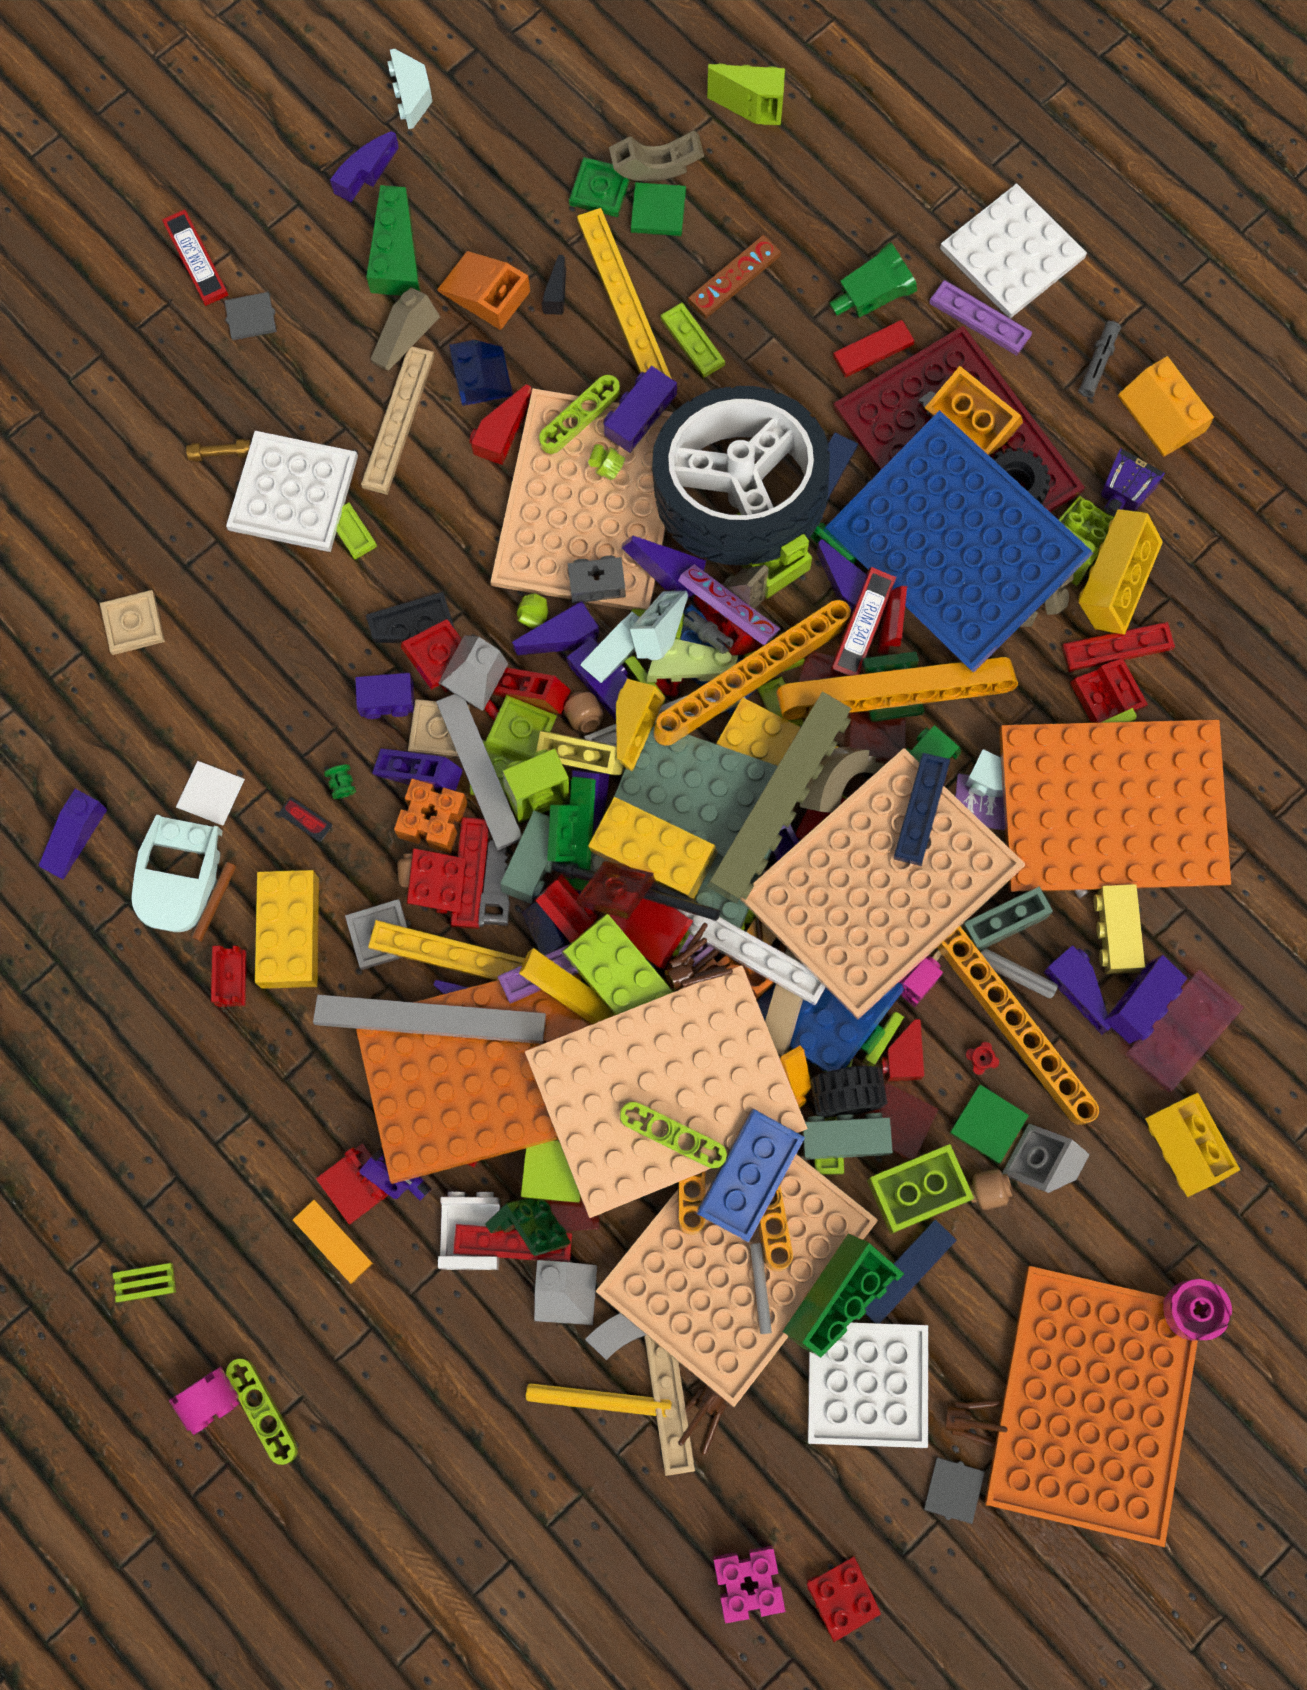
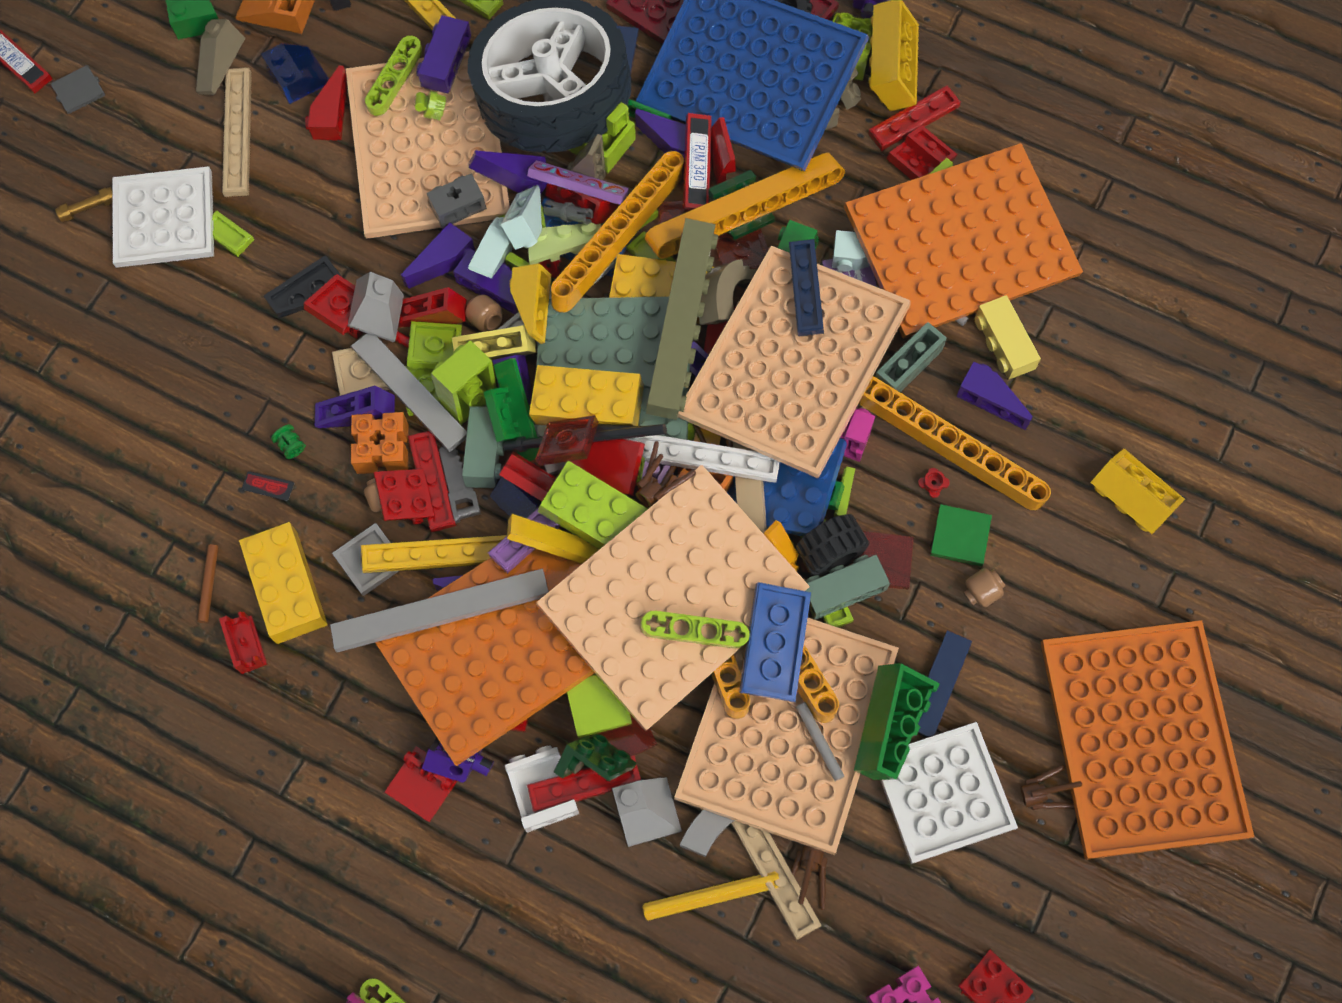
camera: 20 degrees left, 5 degrees down
(71, 833) = (55, 567): dark purple slope -> none
(119, 1285) = (233, 956): lime tile -> none
(132, 622) = (53, 371): tan tile -> none
(168, 899) = (167, 594): light aqua slope -> none
(210, 793) = (173, 492): white sticker -> none
(332, 1241) = (419, 843): light orange tile -> none
(385, 695) = (303, 356): dark purple brick -> none
(532, 611) = (409, 245): lime piece -> none
(905, 1056) = (869, 502): red slope -> none
(920, 1189) = (924, 607): lime brick -> none
(954, 1490) = (1054, 858): dark grey piece -> none
(1020, 974) = (942, 403): light grey axle -> none
(1045, 1159) = (1021, 545): light grey slope -> none
(1146, 1000) = (1053, 384): dark purple brick -> none
(1185, 1031) = (1093, 401): clear pink plate -> none
(1212, 1318) = (1198, 637): dark pink brick -> none

